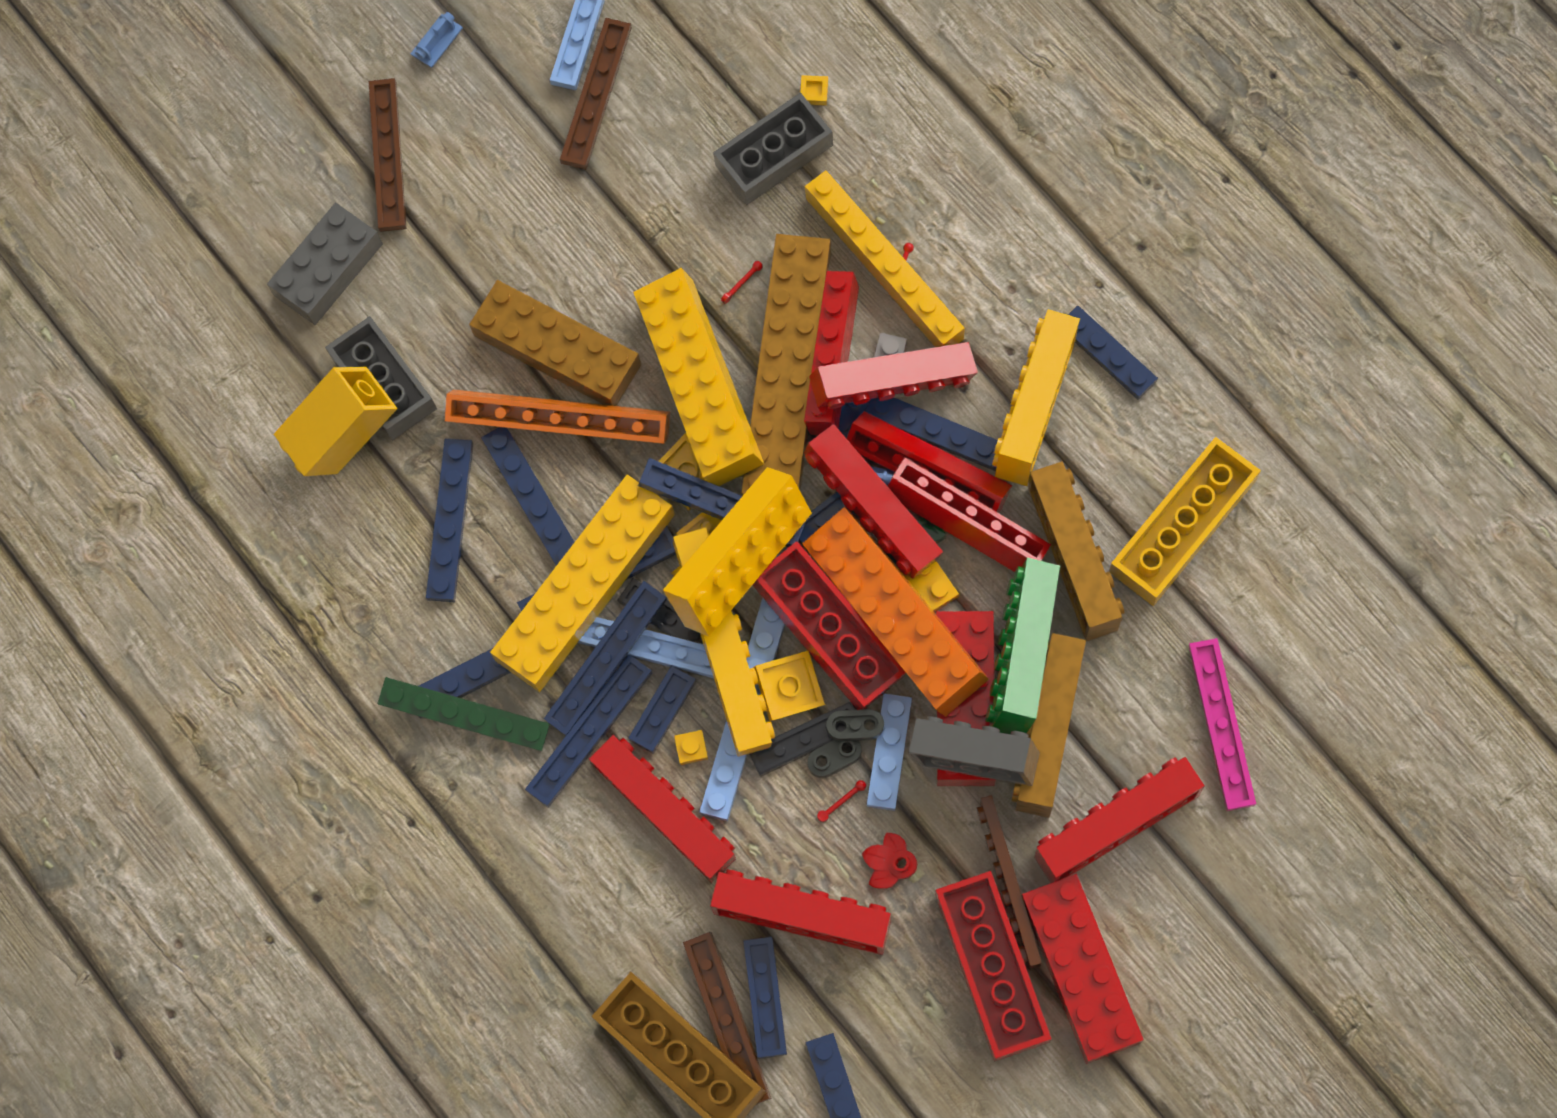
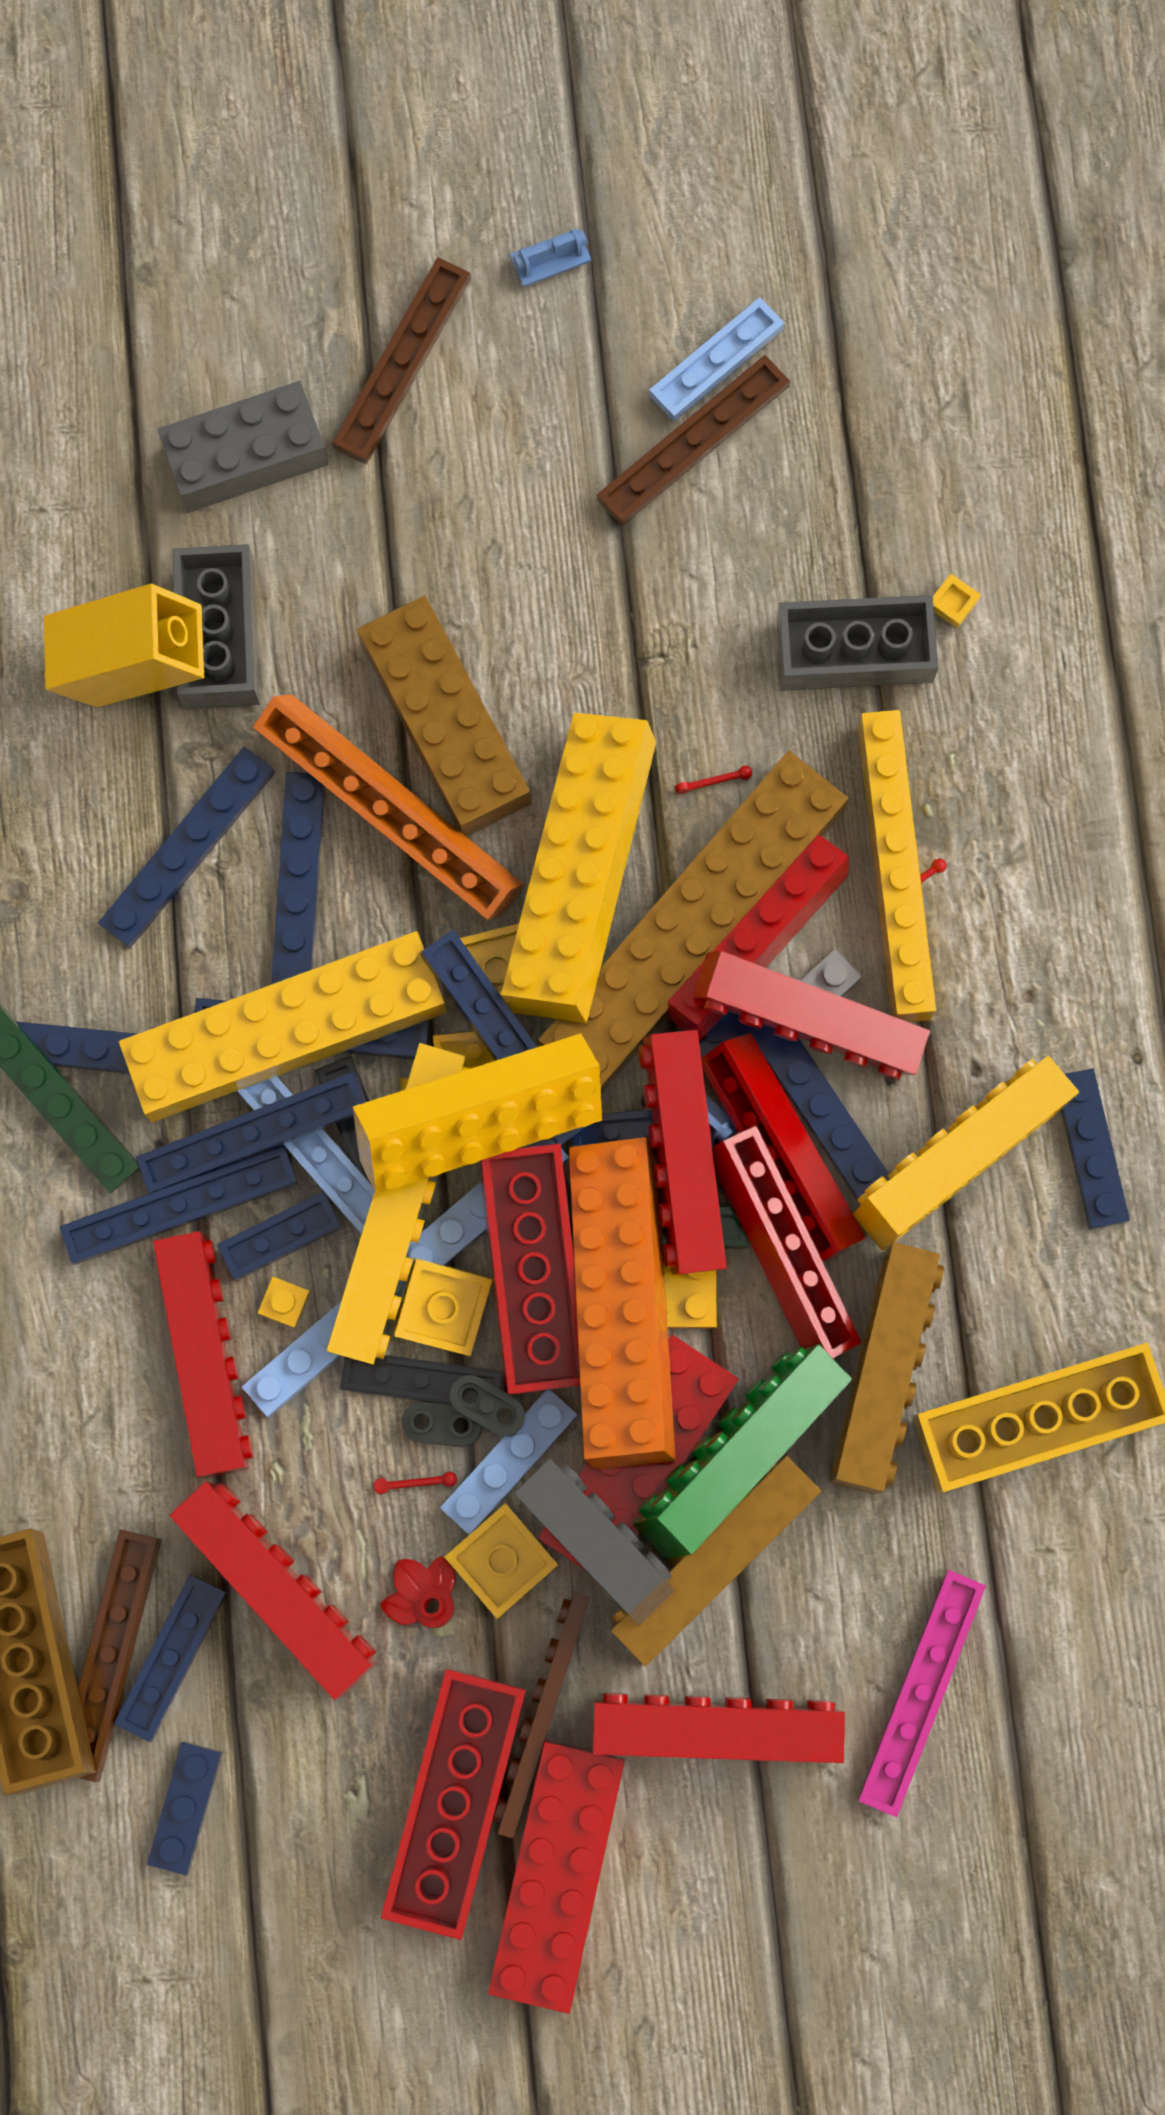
camera: 25 degrees right, 5 degrees up
(924, 811) = (501, 1561): none -> yellow plate

